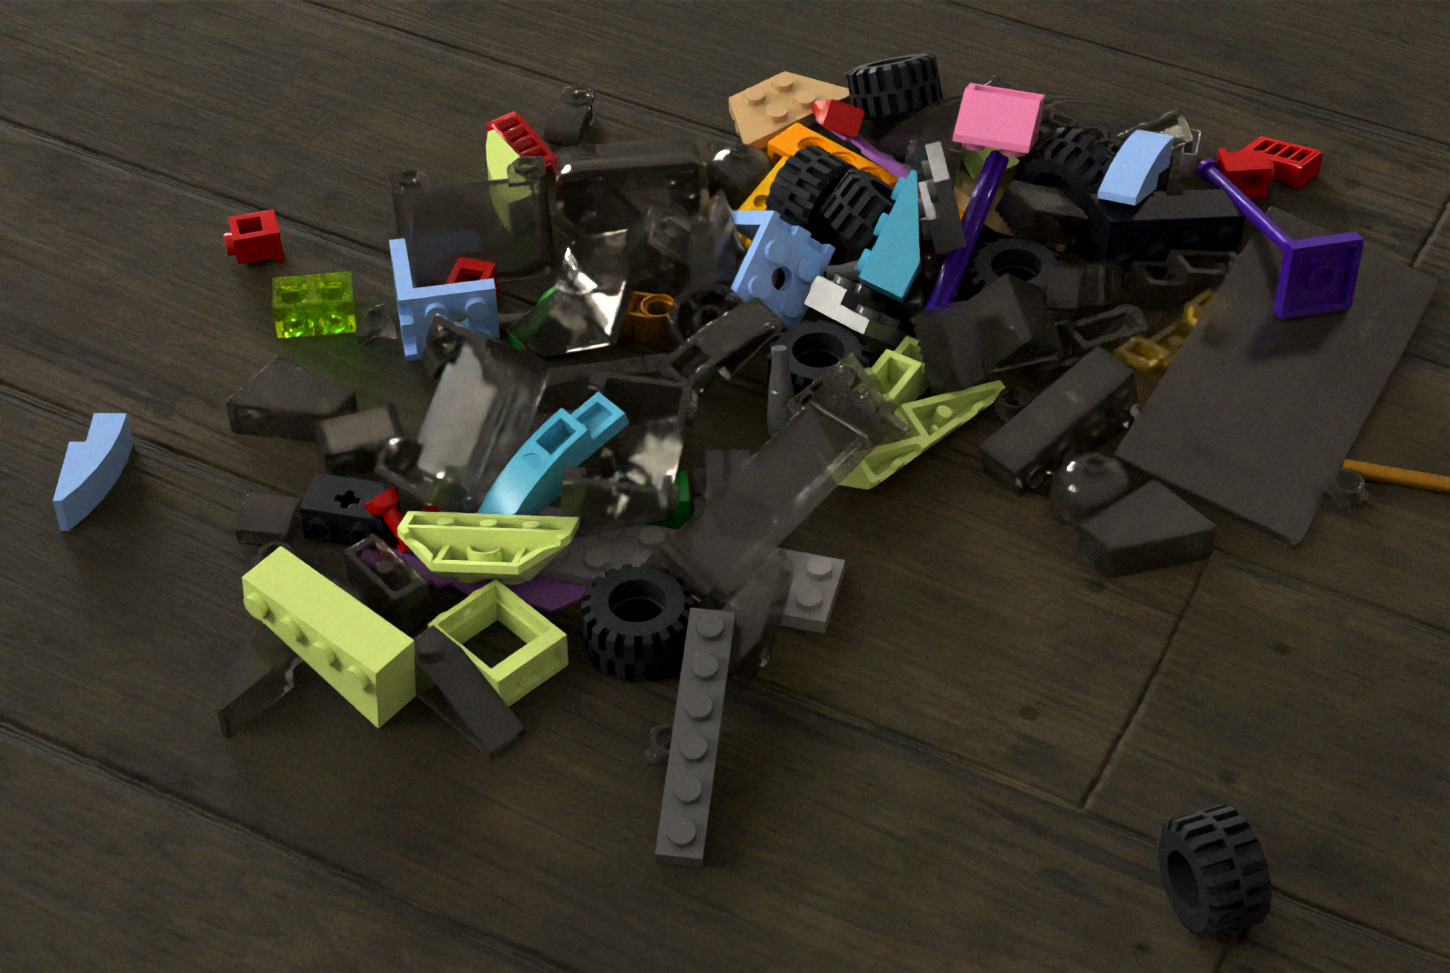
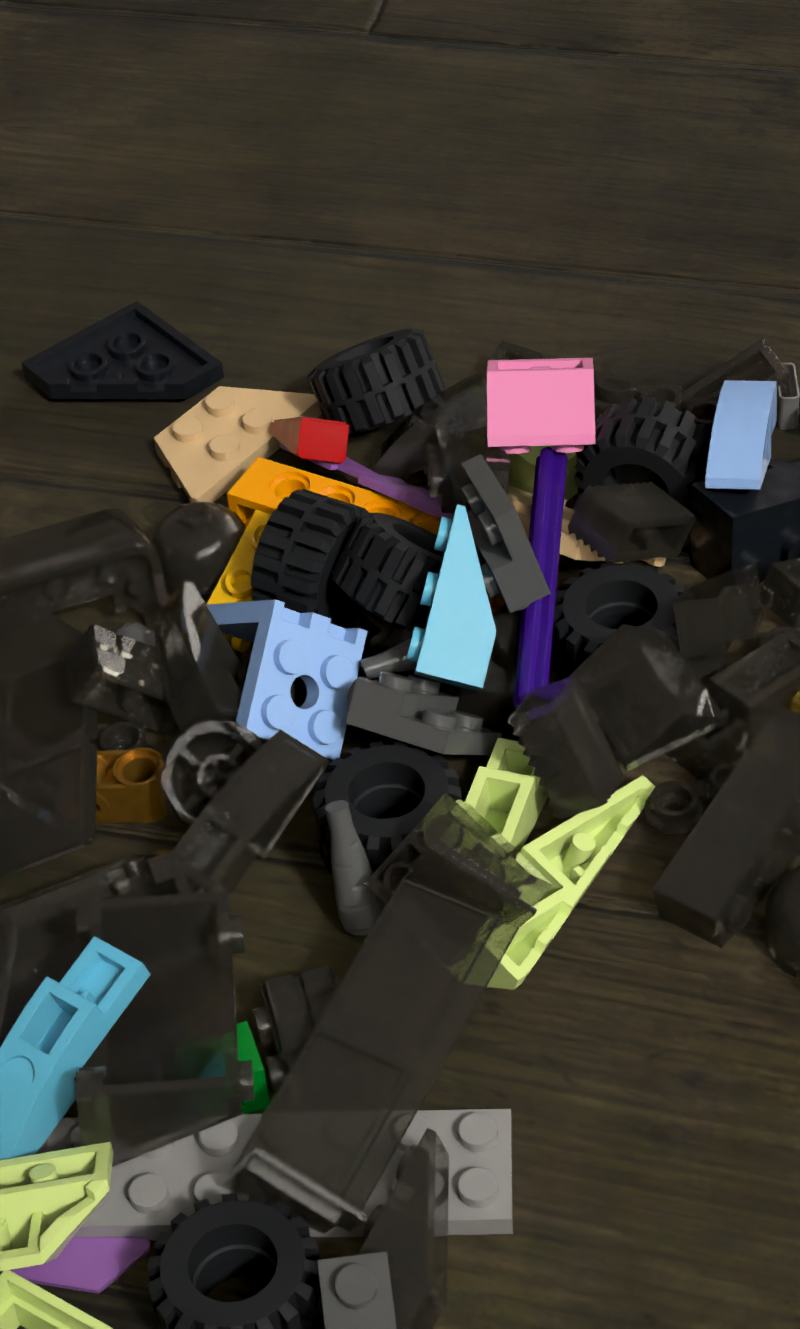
camera: 10 degrees left, 0 degrees up
(722, 39) = (124, 358): none -> black plate

